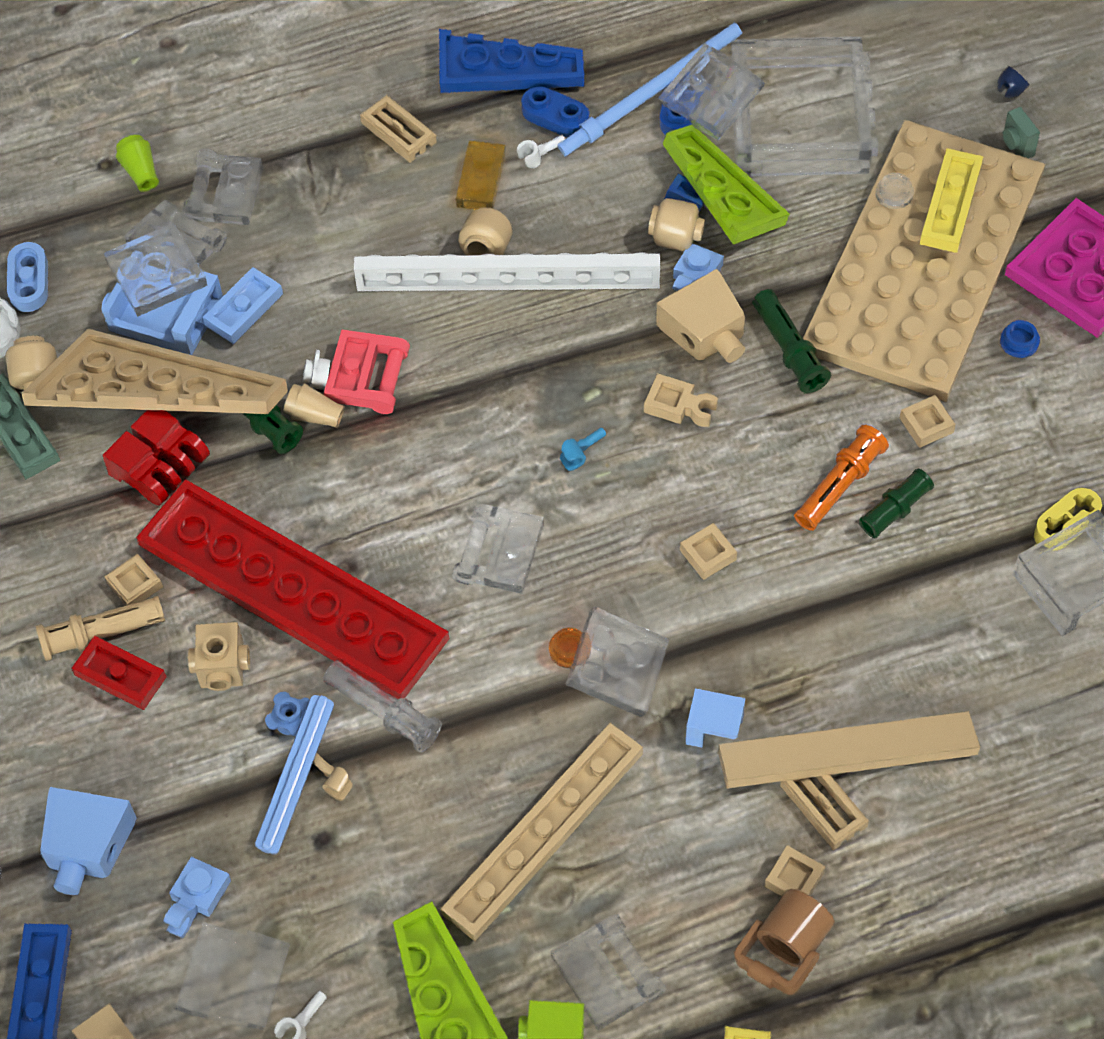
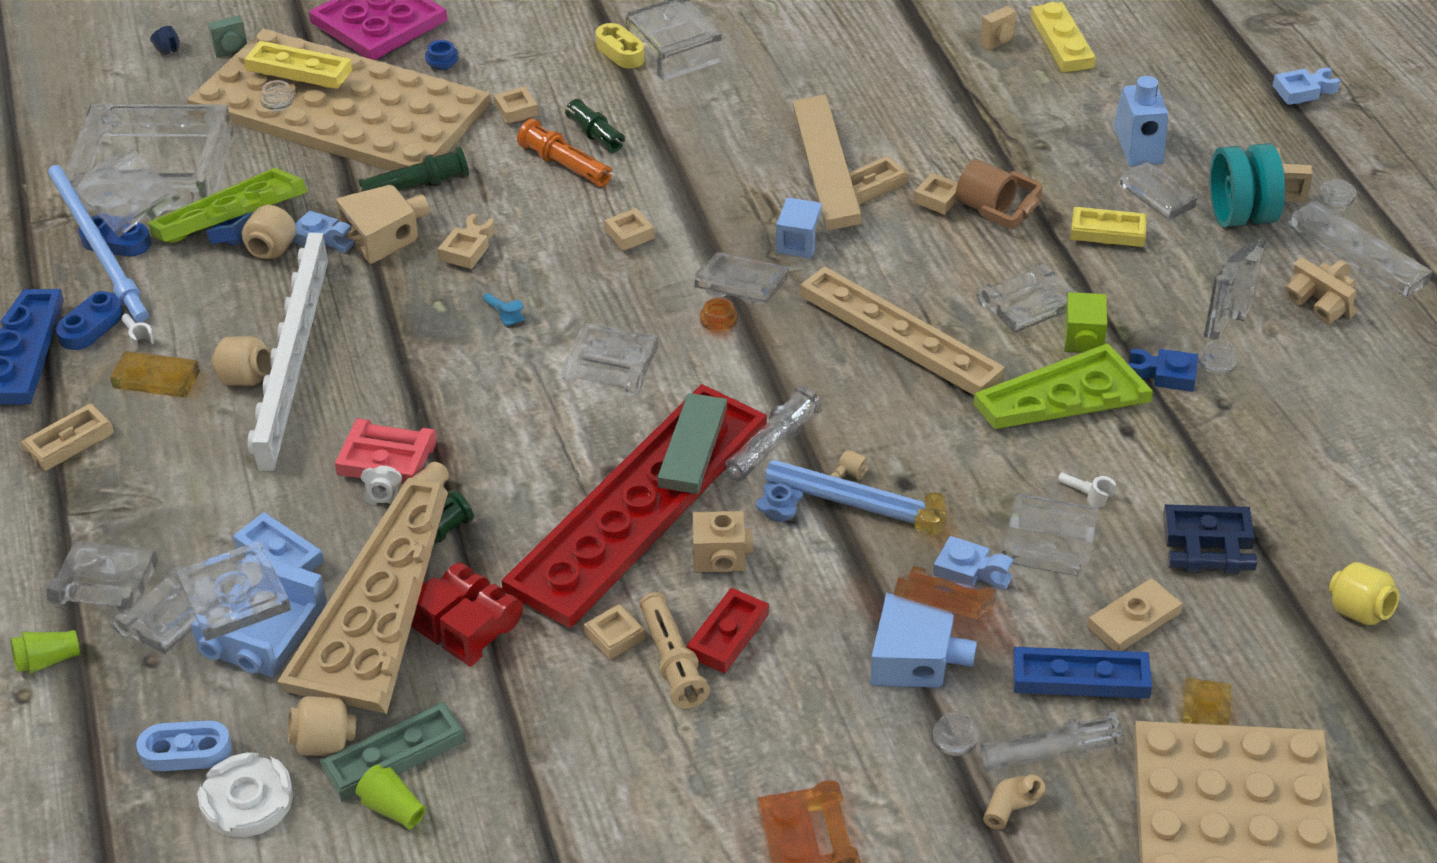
camera: 90 degrees left, 15 degrees down
(126, 855) = (946, 594): none -> clear orange plate
(255, 862) = (934, 517): none -> clear yellow arm
(350, 623) = (692, 443): none -> sand green tile

